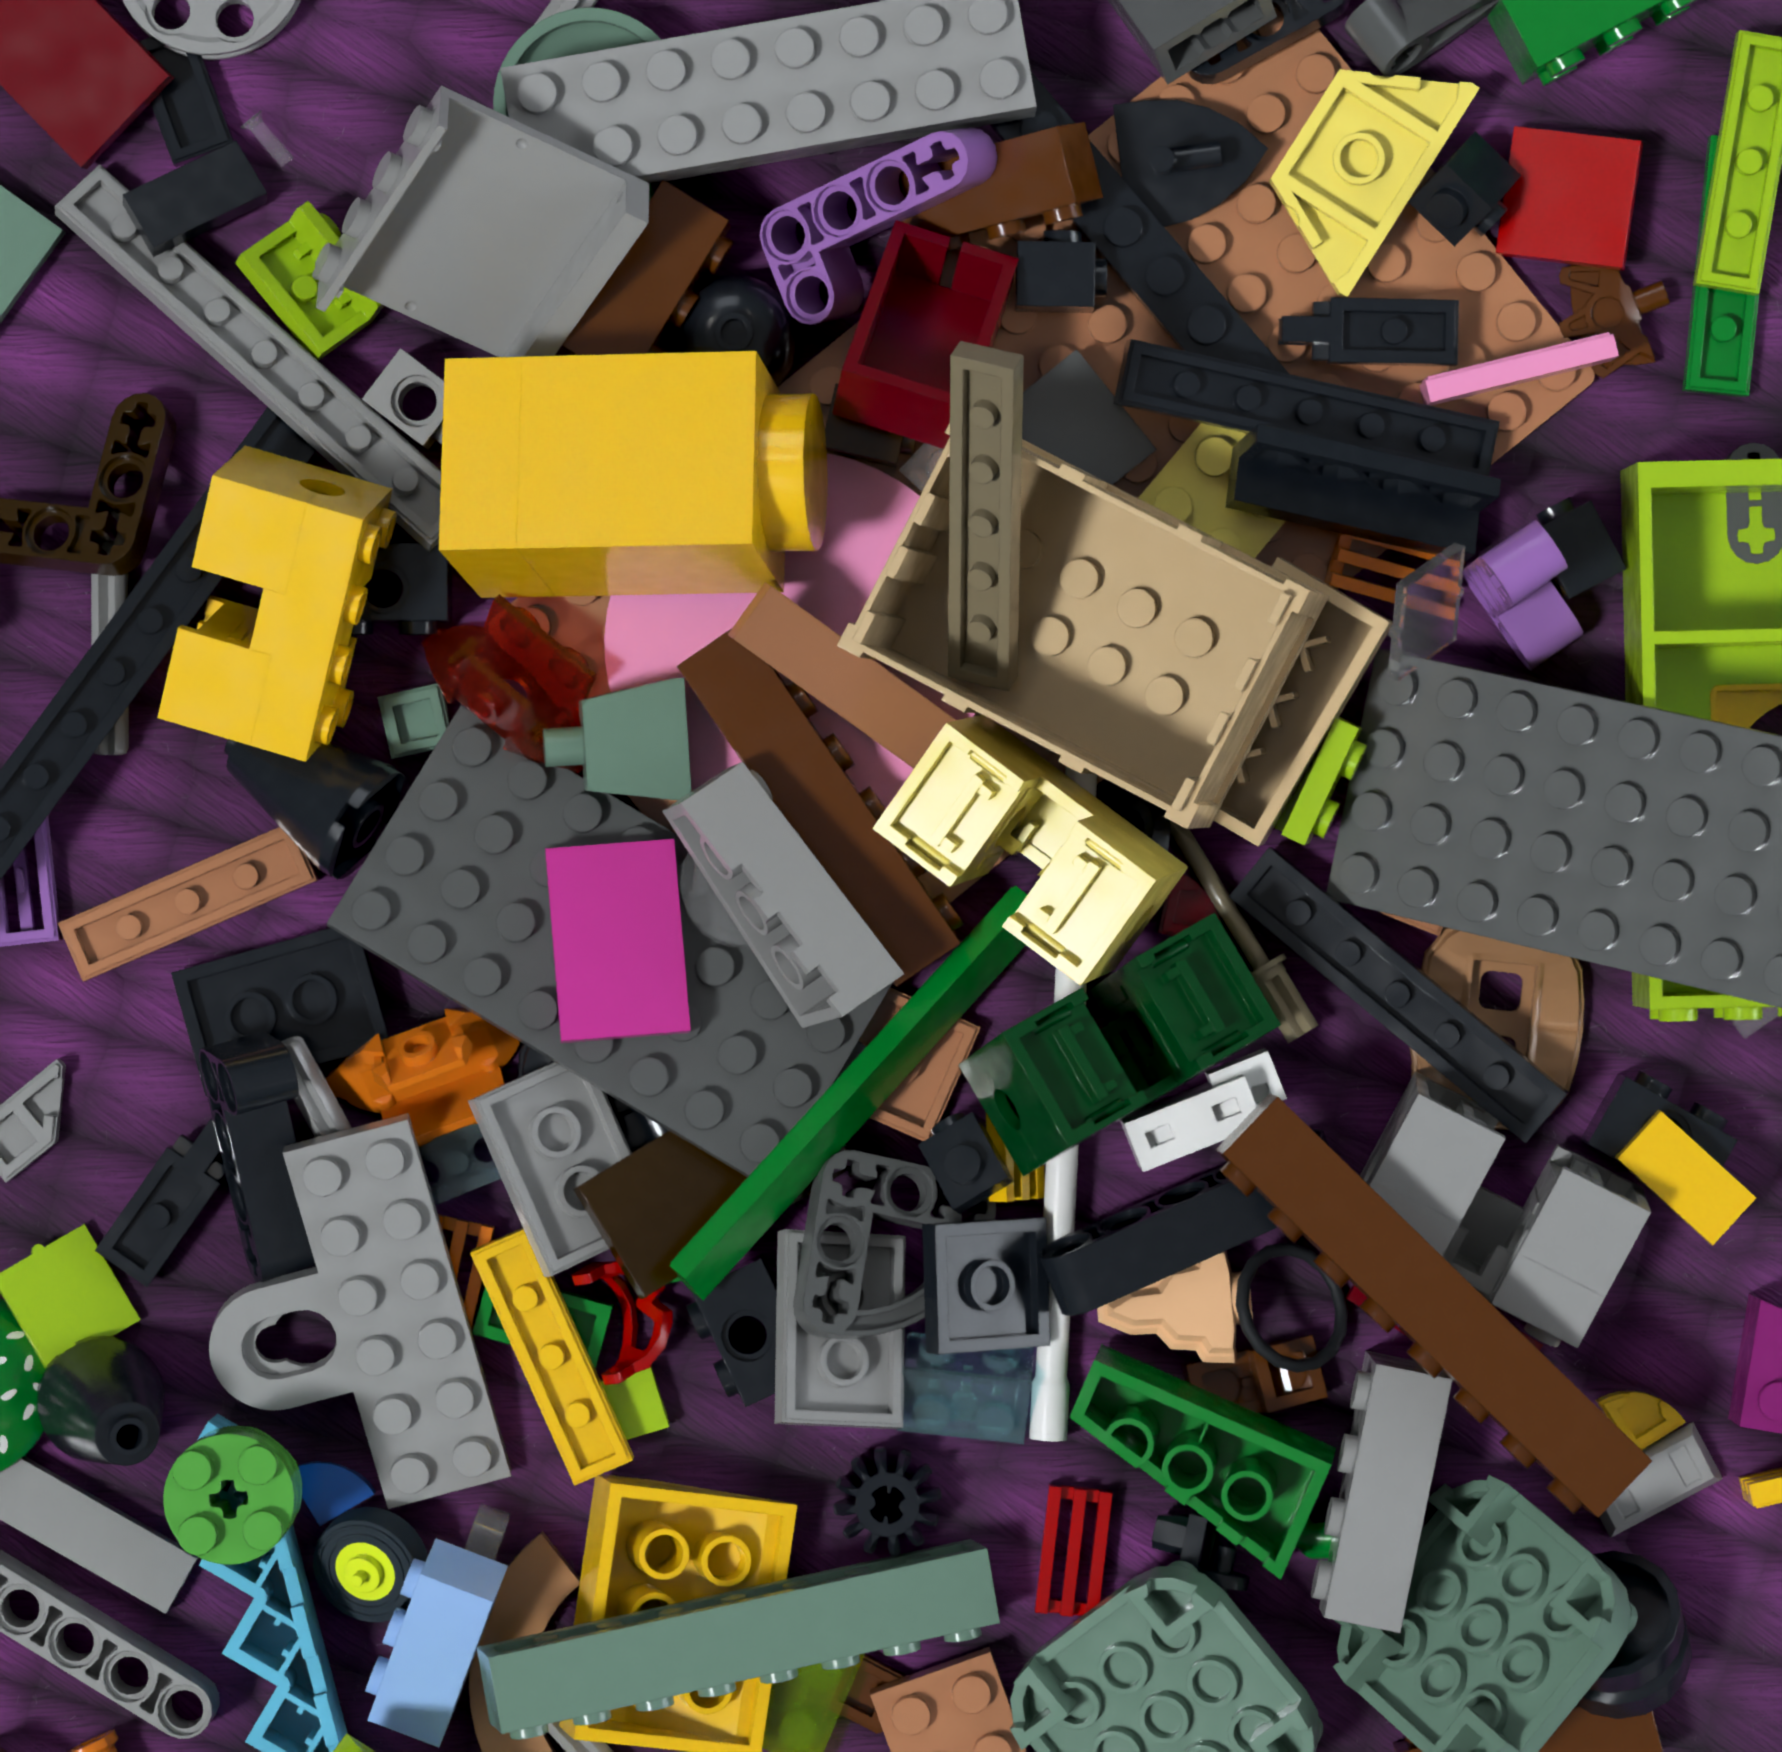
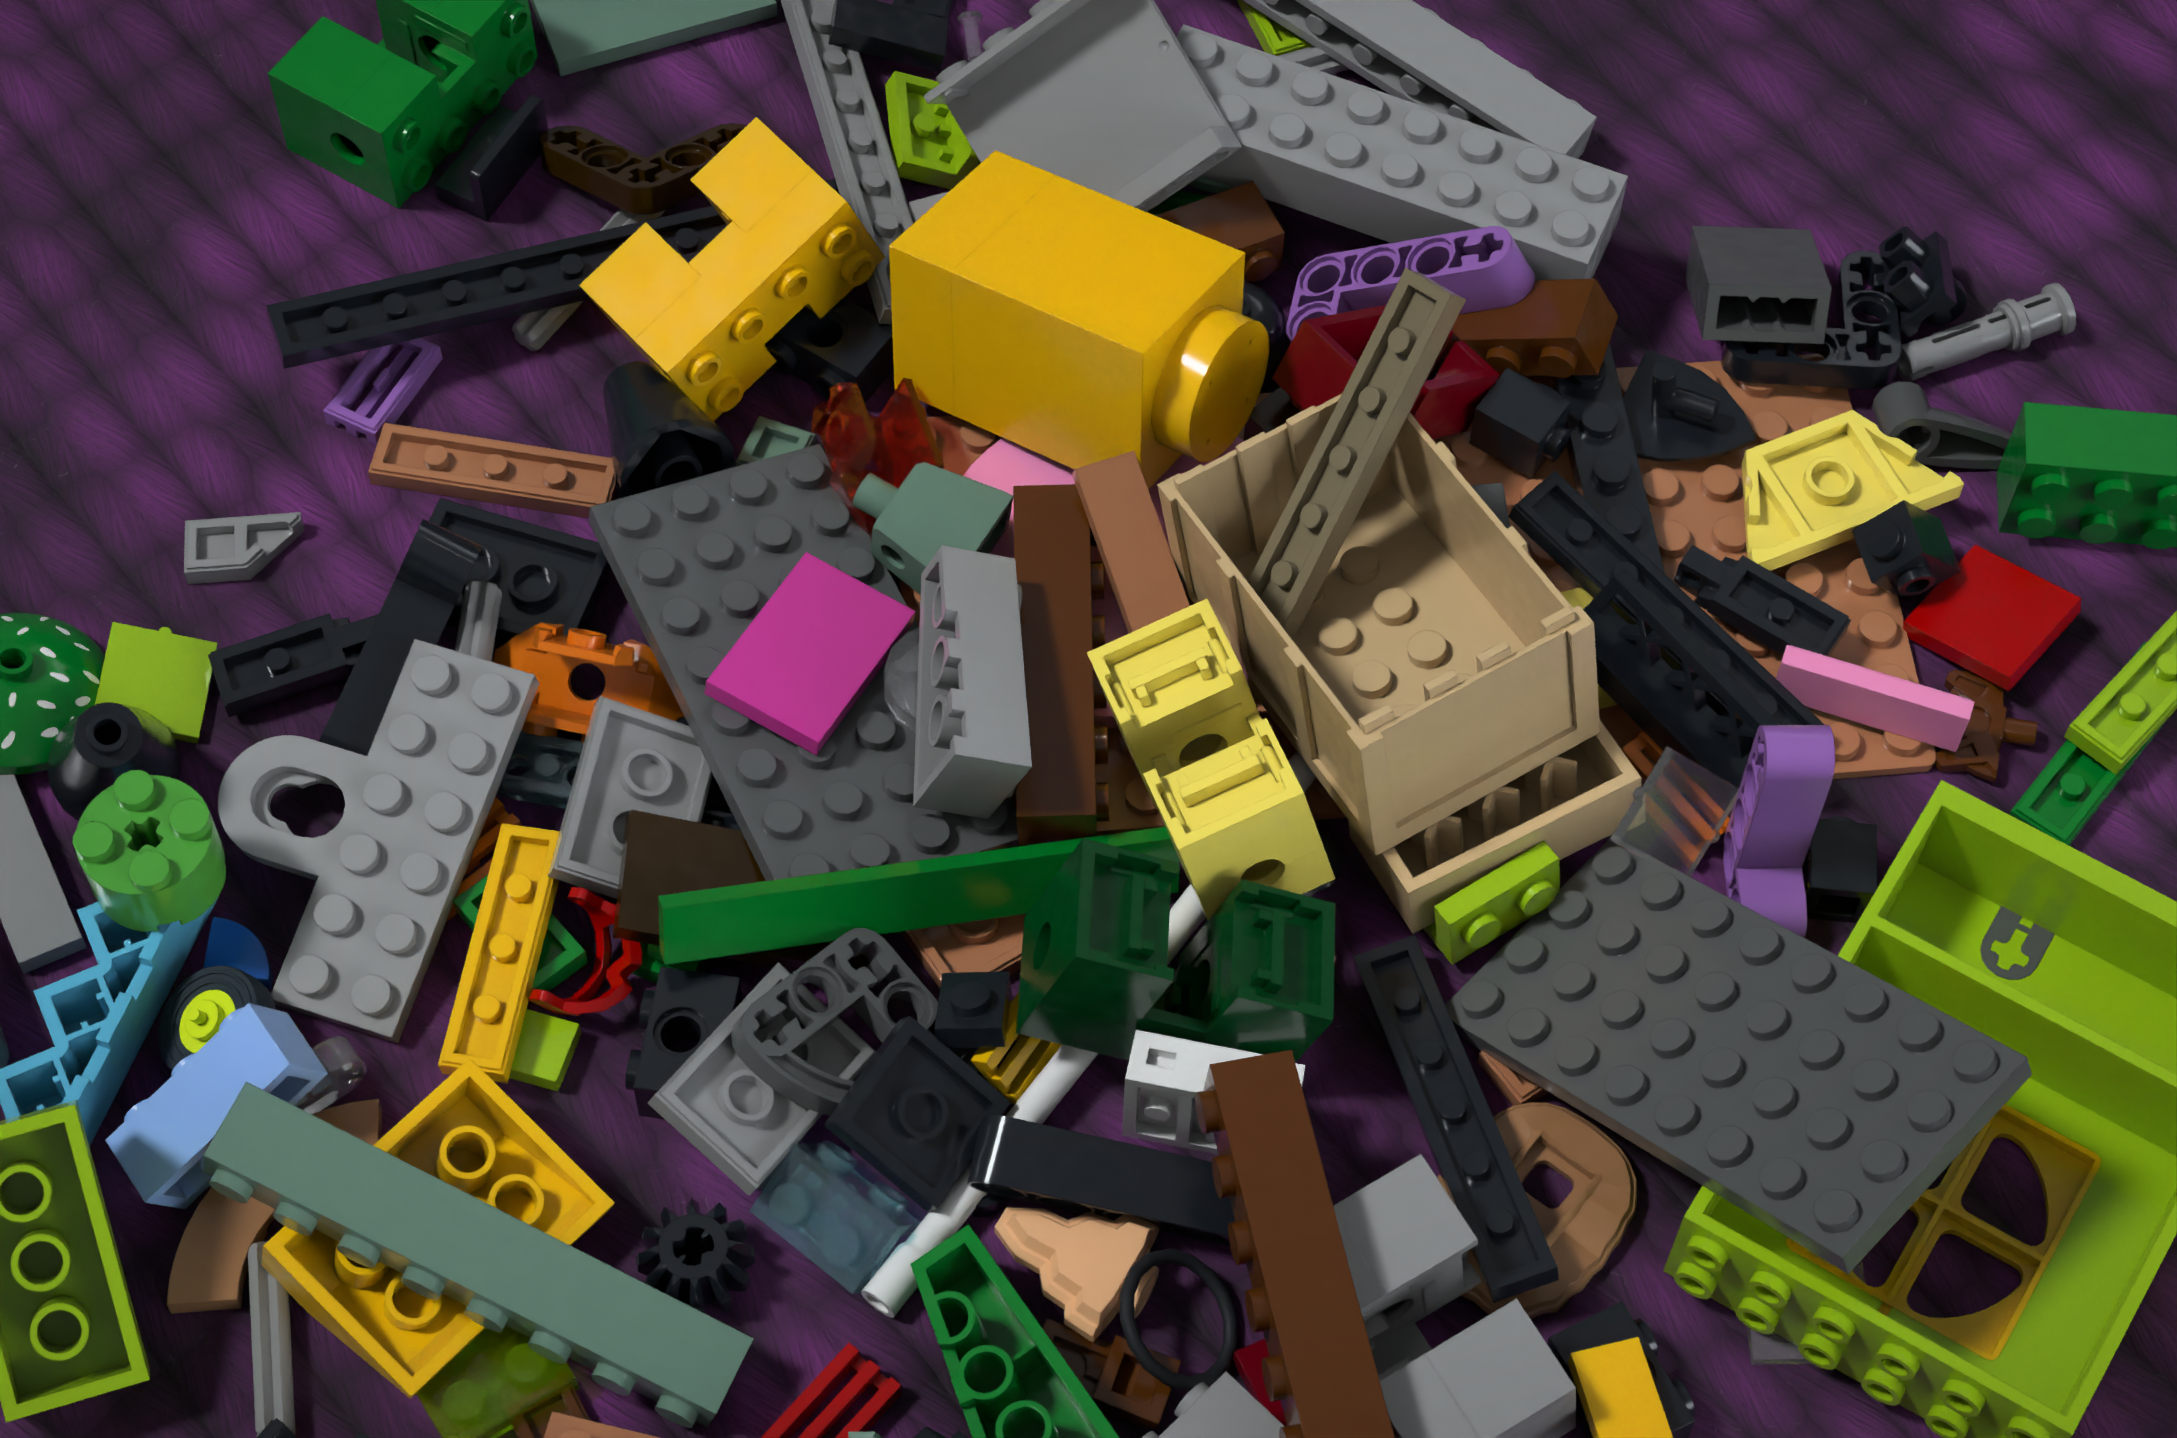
camera: 30 degrees right, 30 degrees down
(1269, 975) = (1345, 1035): dark tan piece -> none

